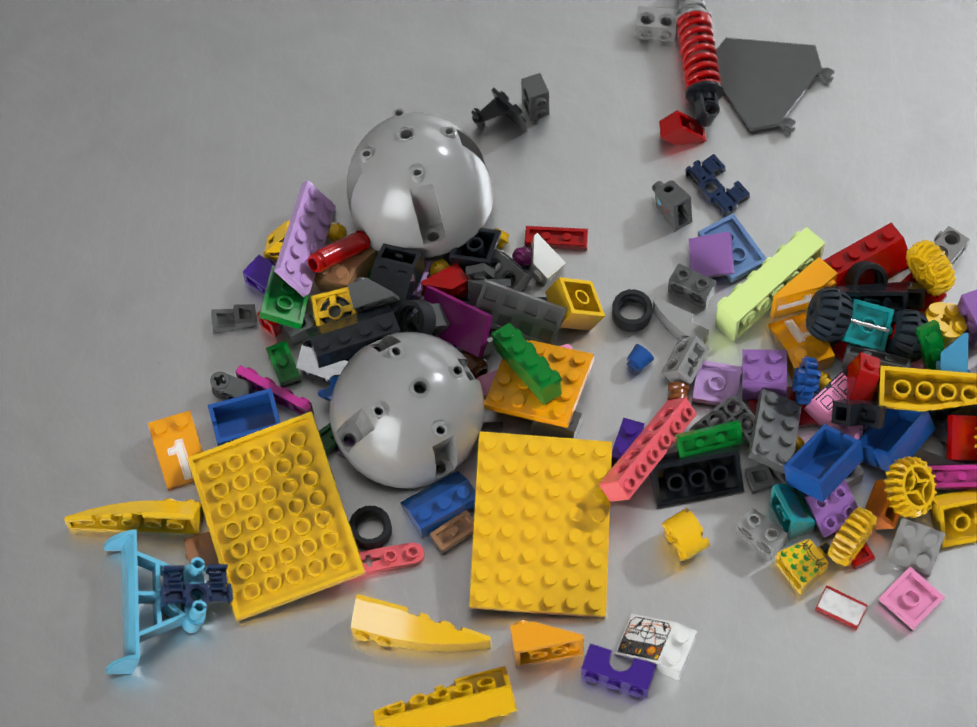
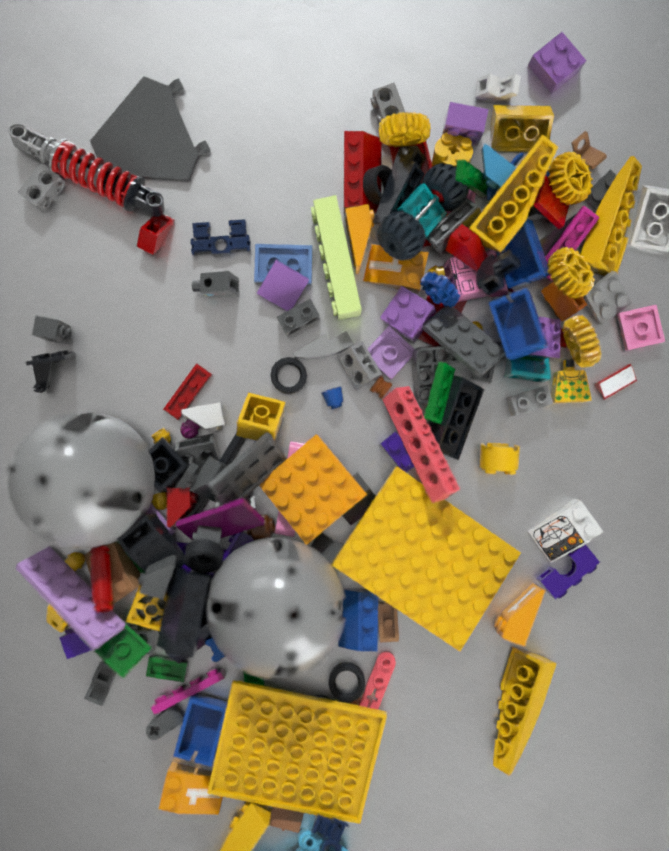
camera: 60 degrees left, 25 degrees up
(394, 626) = (448, 701): yellow wedge -> none
(527, 363) = (300, 494): green brick -> none

